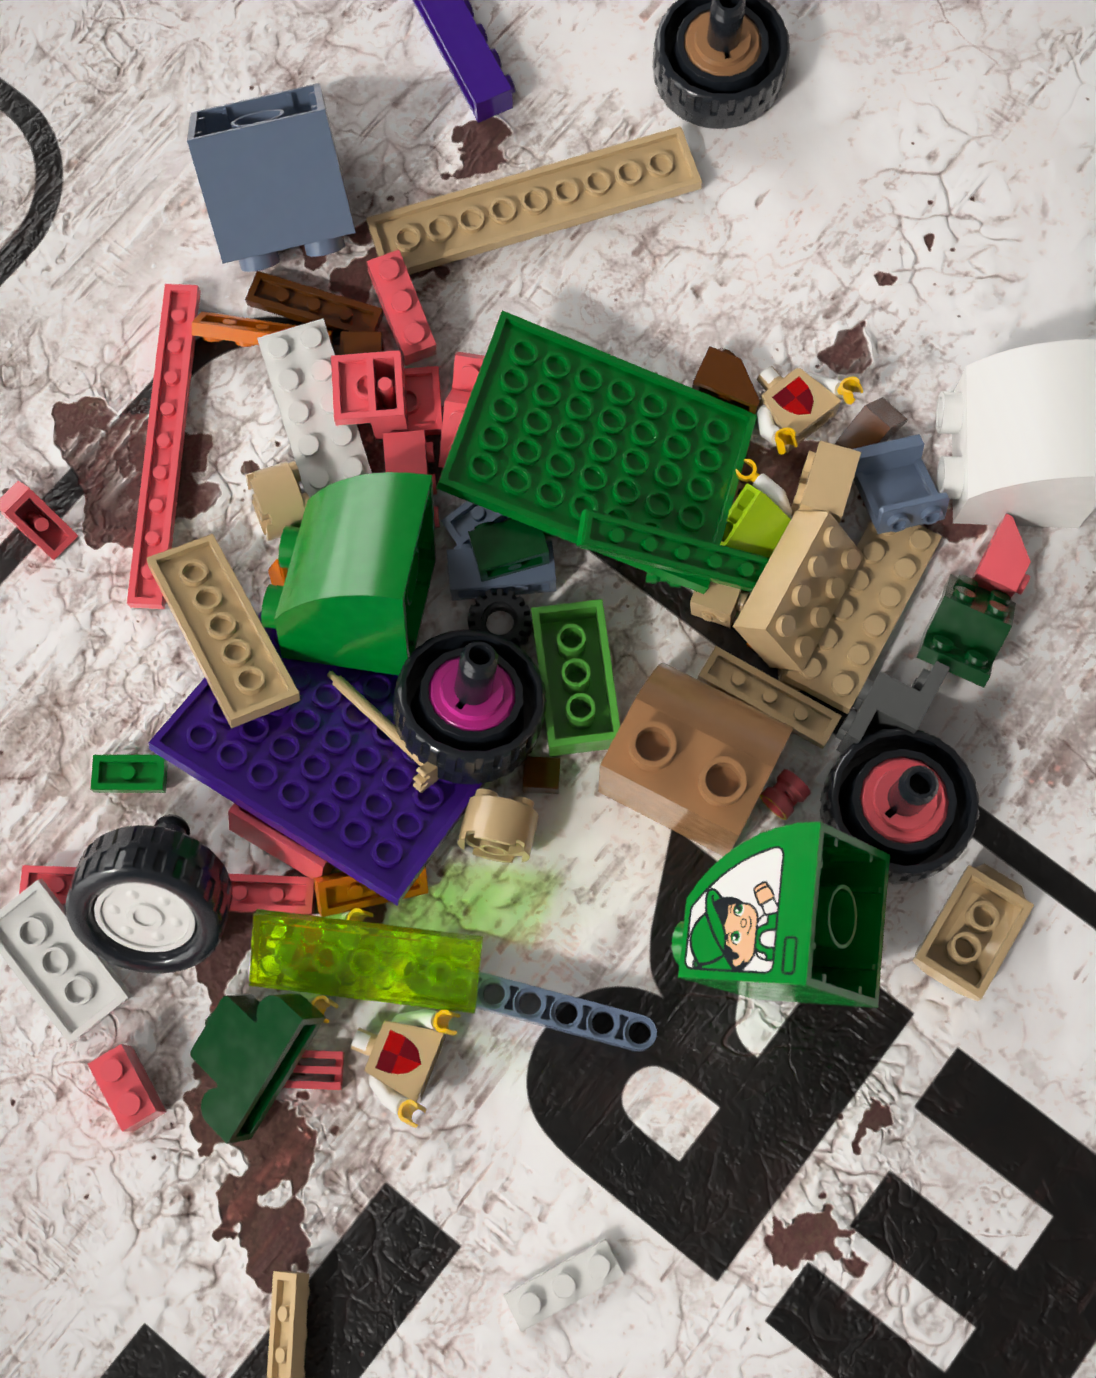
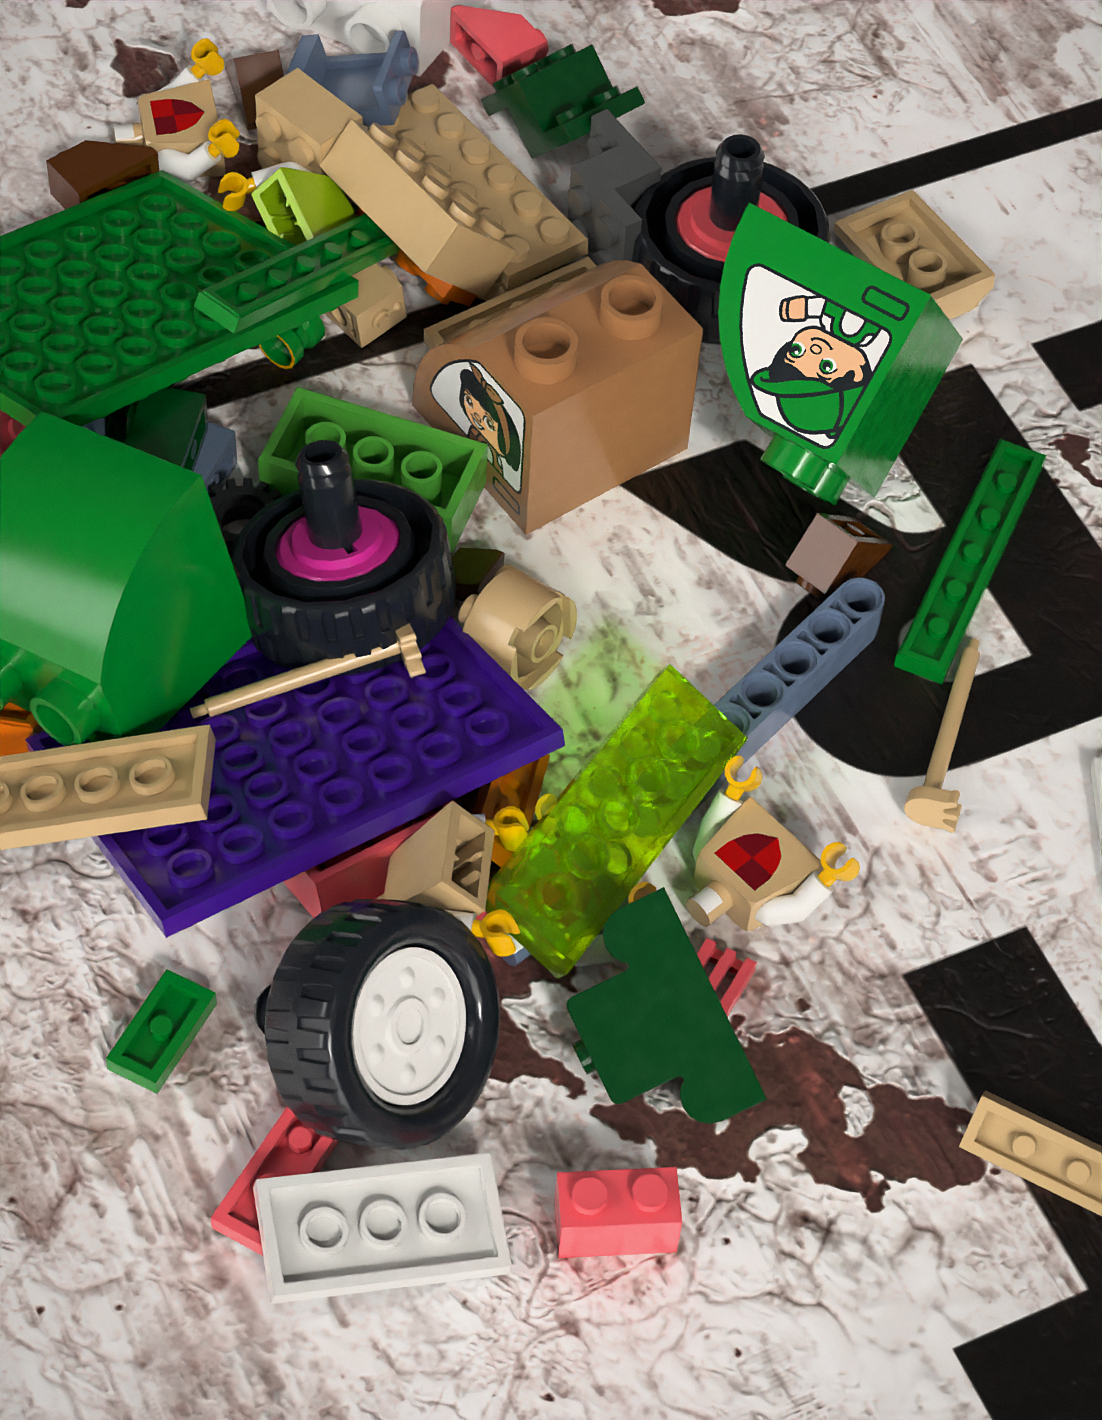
camera: 70 degrees left, 20 degrees down
(266, 880) = (450, 869): none -> tan torso
(513, 1144) = (930, 803): none -> tan piece
(681, 999) = (835, 552): none -> slope
(735, 1087) = (969, 562): none -> green tile

